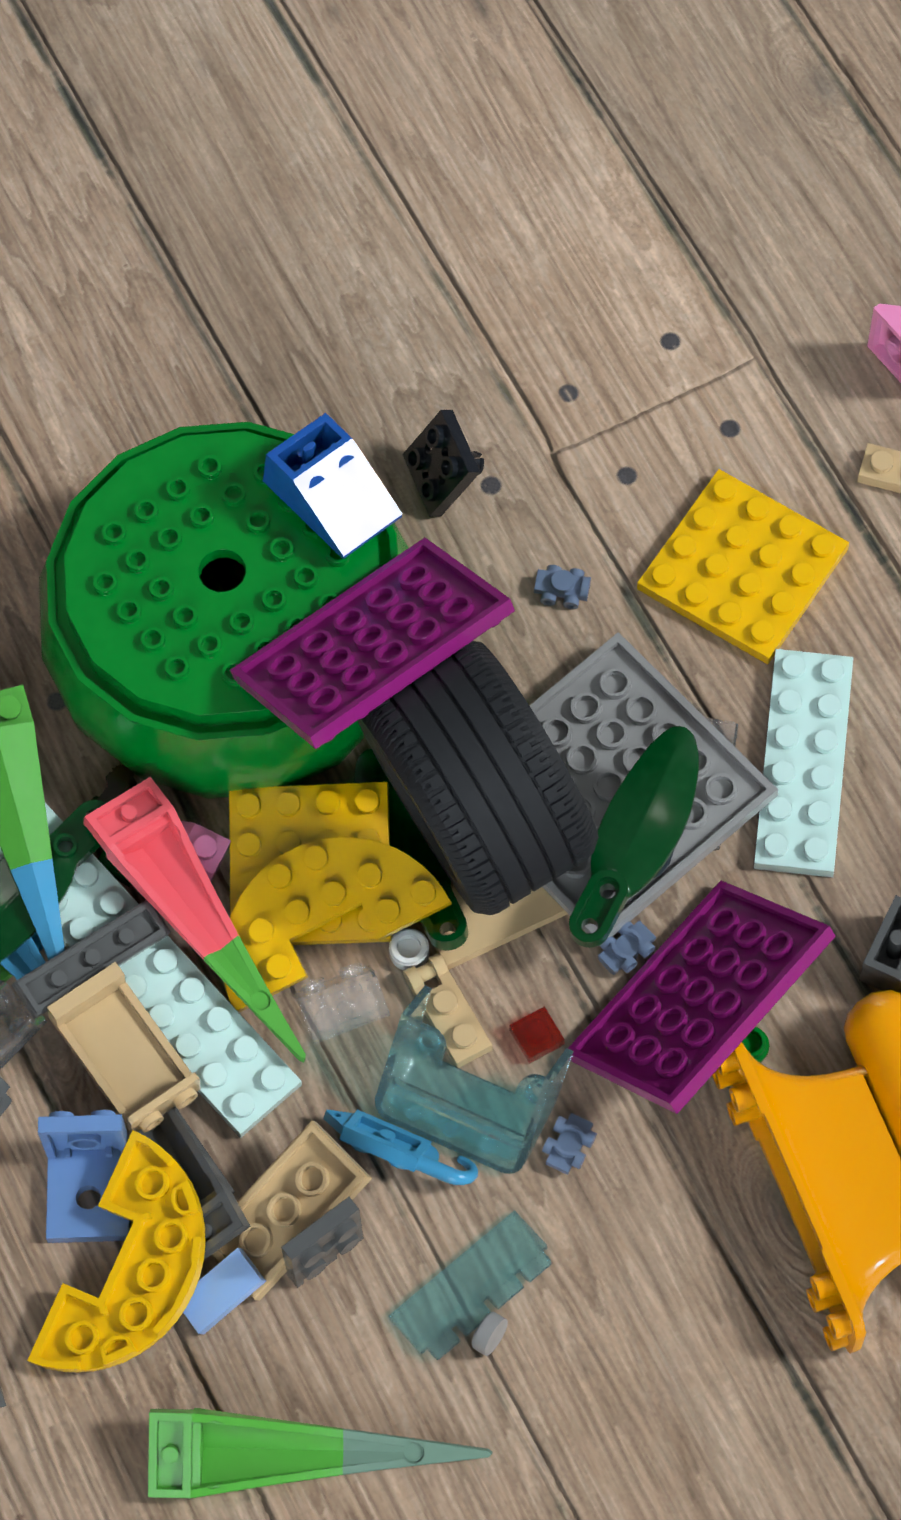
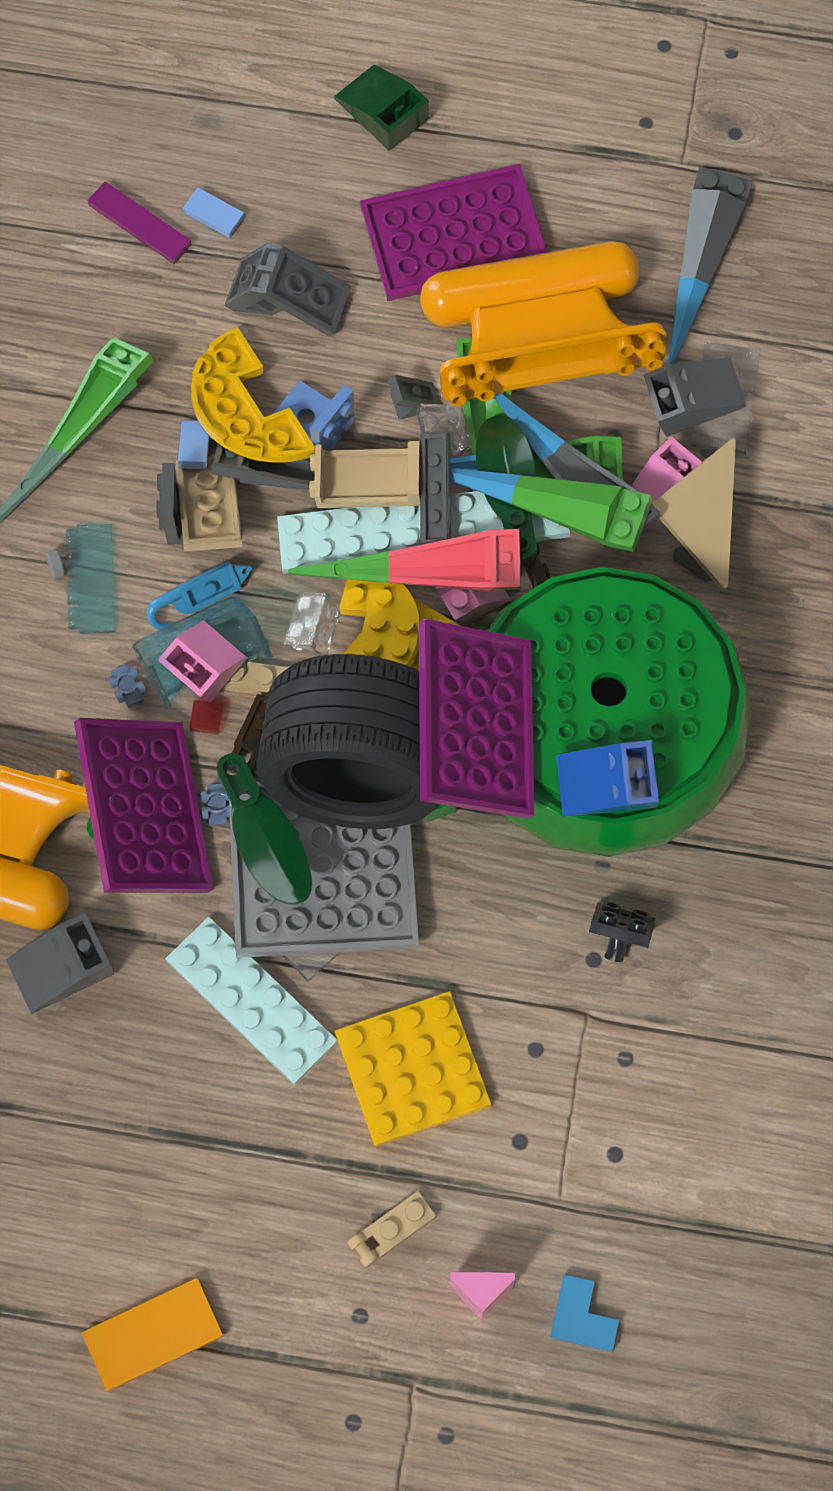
camera: 125 degrees right, 5 degrees up
(484, 1063) = (202, 660): none -> bright pink slope
(516, 965) = (250, 732): none -> dark brown hinge
(556, 583) = (488, 941): sand blue piece -> none
(857, 267) = (575, 1324): none -> dark azure tile

